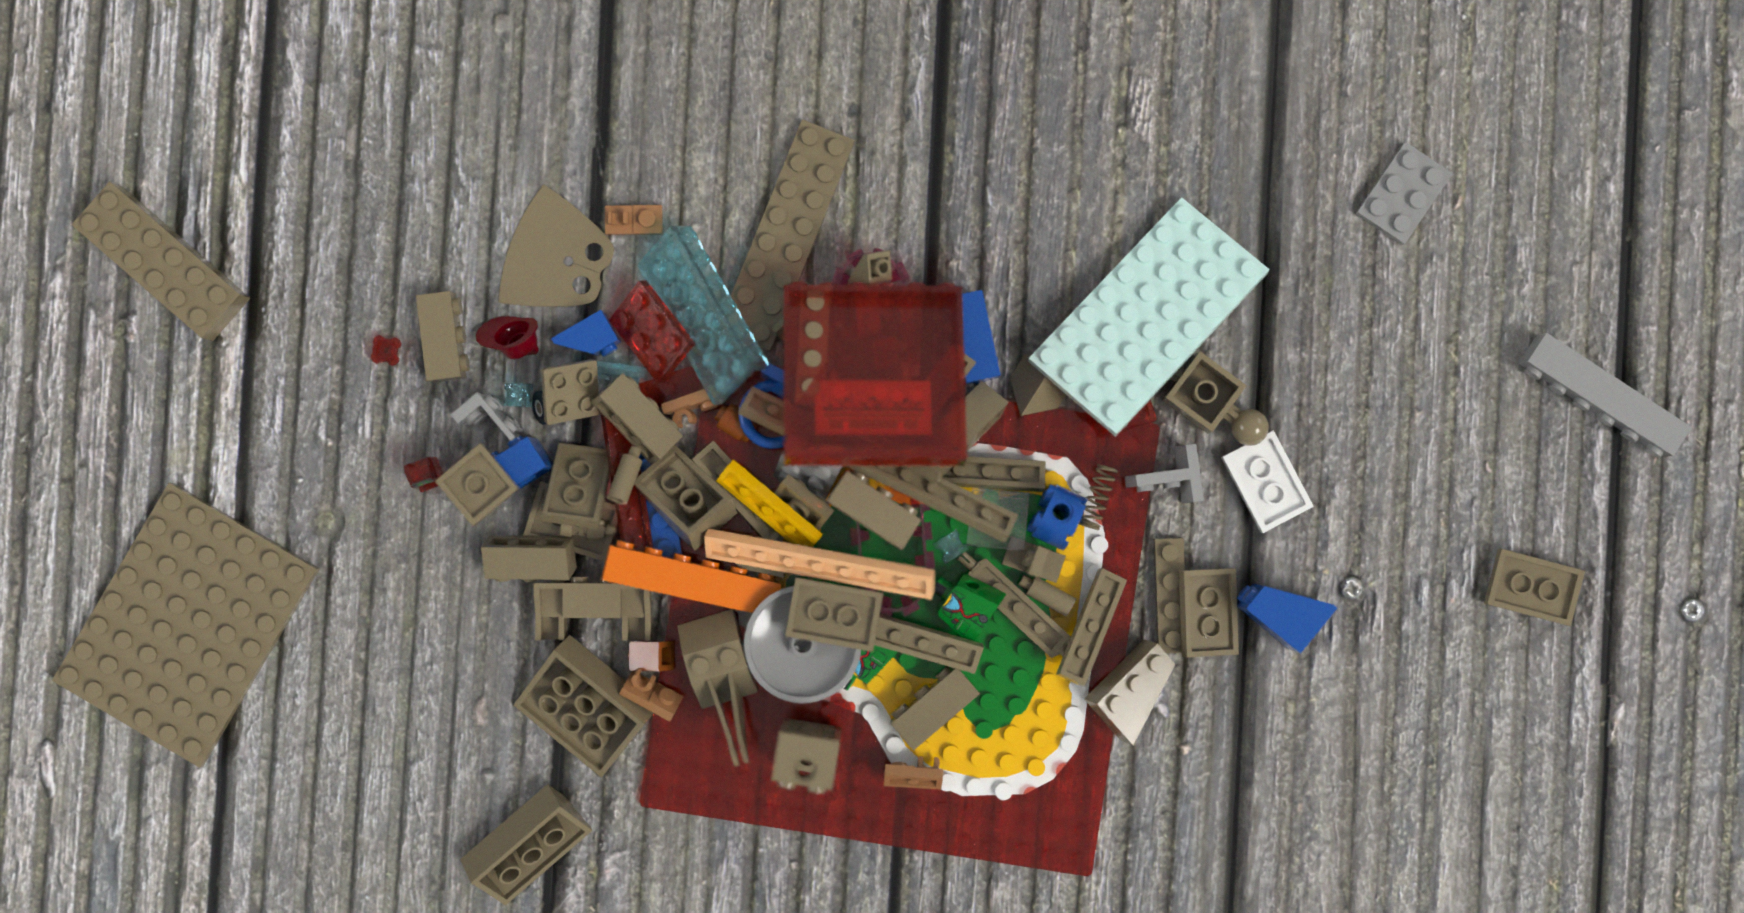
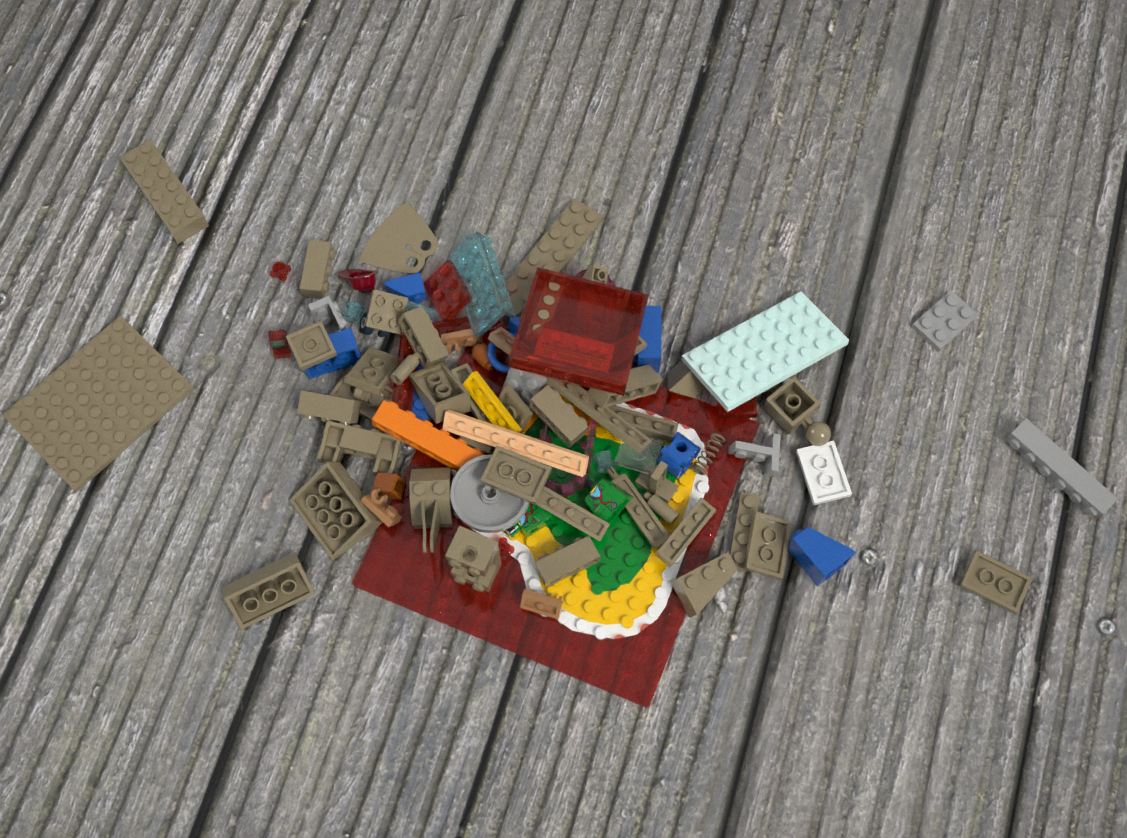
camera: 15 degrees right, 20 degrees down
(634, 220) = (454, 231): medium nougat plate -> none

